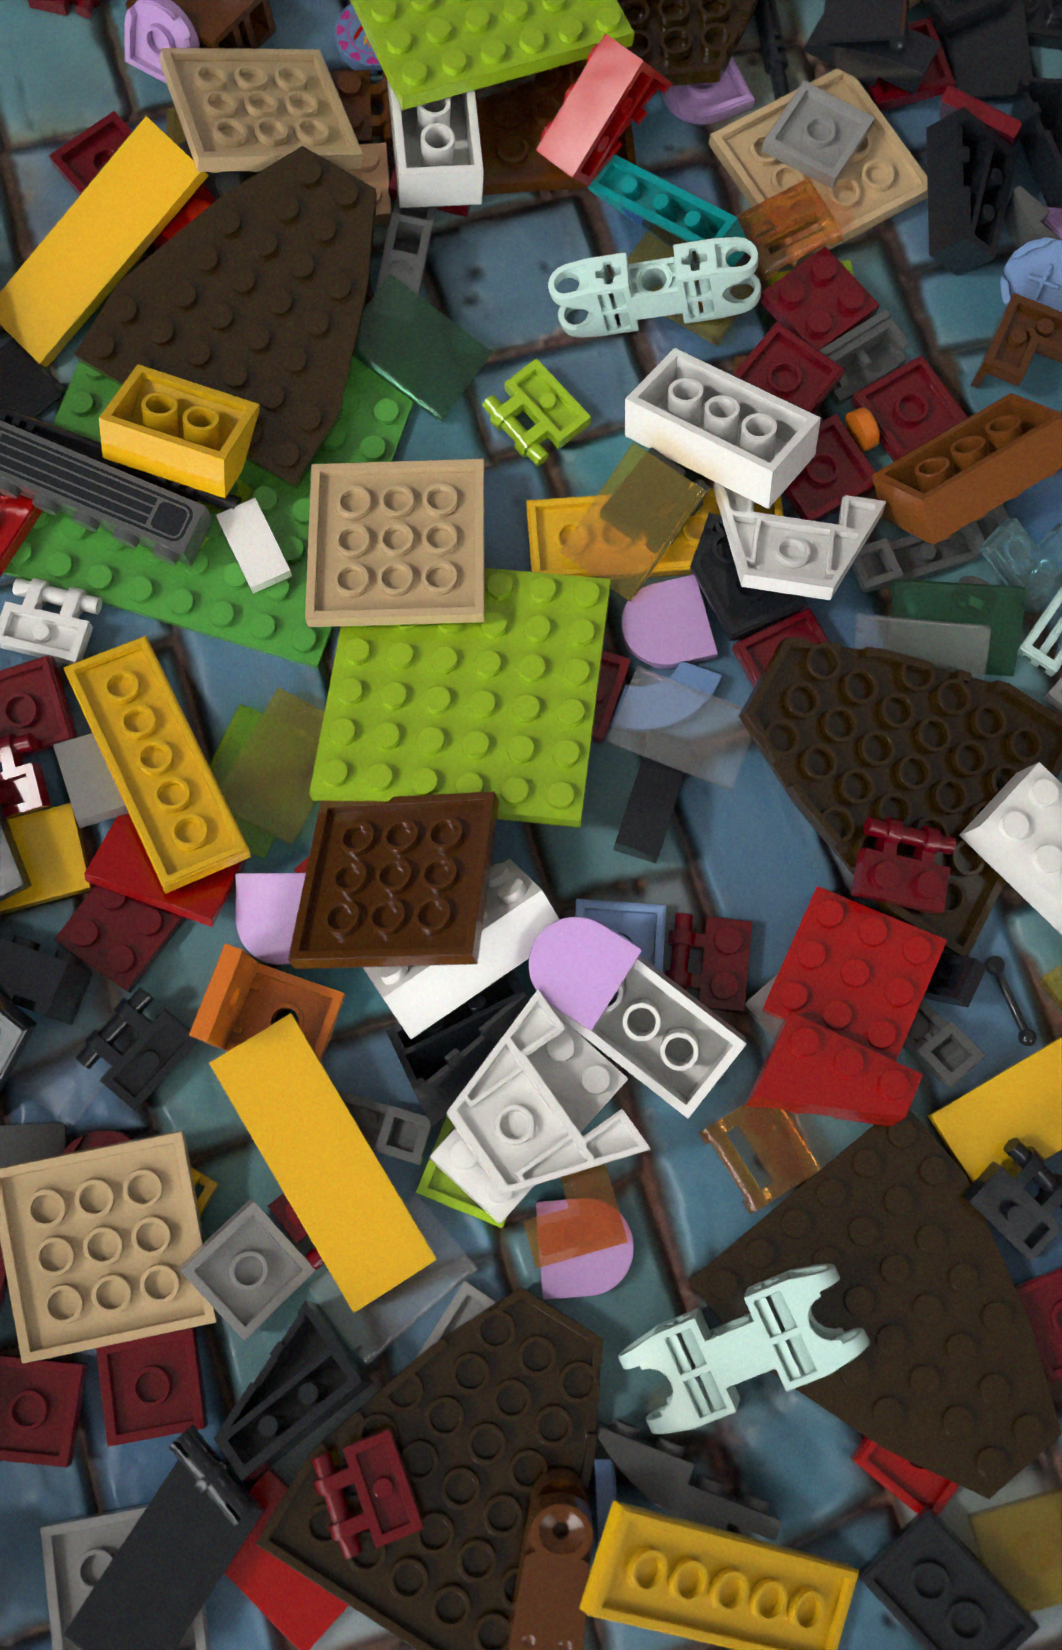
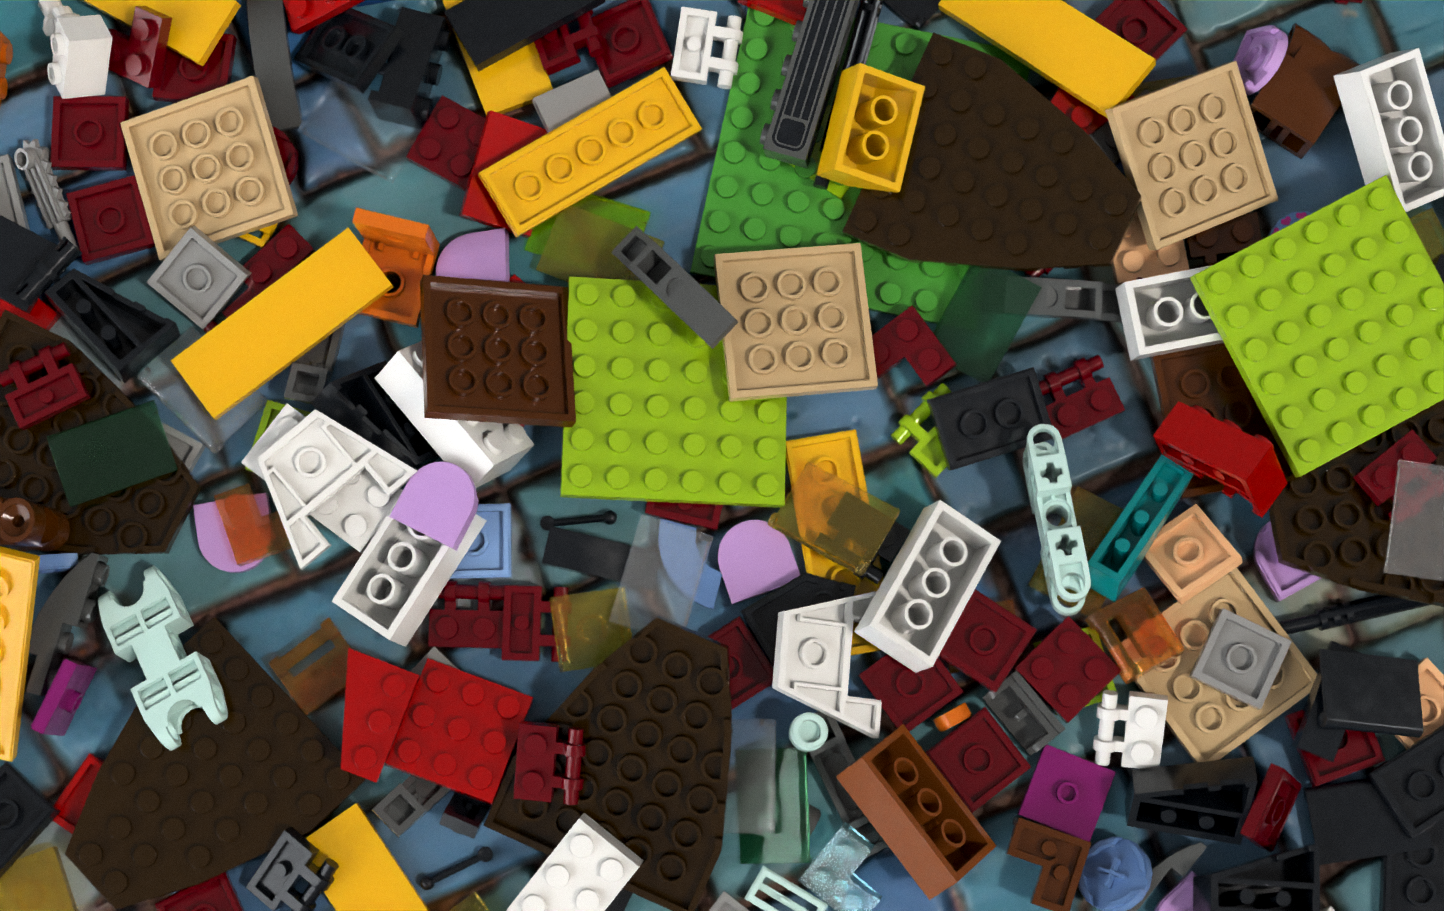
camera: 90 degrees right, 5 degrees up
(90, 1478) = (37, 167): none -> light grey piece
(147, 1059) = (354, 182): black plate -> none
(237, 1166) = (277, 259): none -> dark red plate
(254, 545) = (786, 205): white tile -> none
(338, 665) = (675, 287): none -> dark grey slope
(434, 422) = (913, 340): none -> dark red plate
(467, 1403) = (112, 453): none -> clear green piece
(524, 263) = (1085, 407): none -> dark red plate
(531, 352) = (989, 418): none -> black tile
(603, 857) = (609, 518): none -> black hinge
(704, 164) = (1191, 554): none -> light nougat plate
(722, 893) = (523, 623): none -> dark red plate
(741, 819) = (584, 630): none -> clear yellow tile
(789, 1487) = (63, 698): none -> magenta plate
(879, 571) = (808, 732): none -> light aqua tile
(889, 240) = (1143, 729): none -> white plate
(950, 327) = (1066, 793): none -> magenta plate

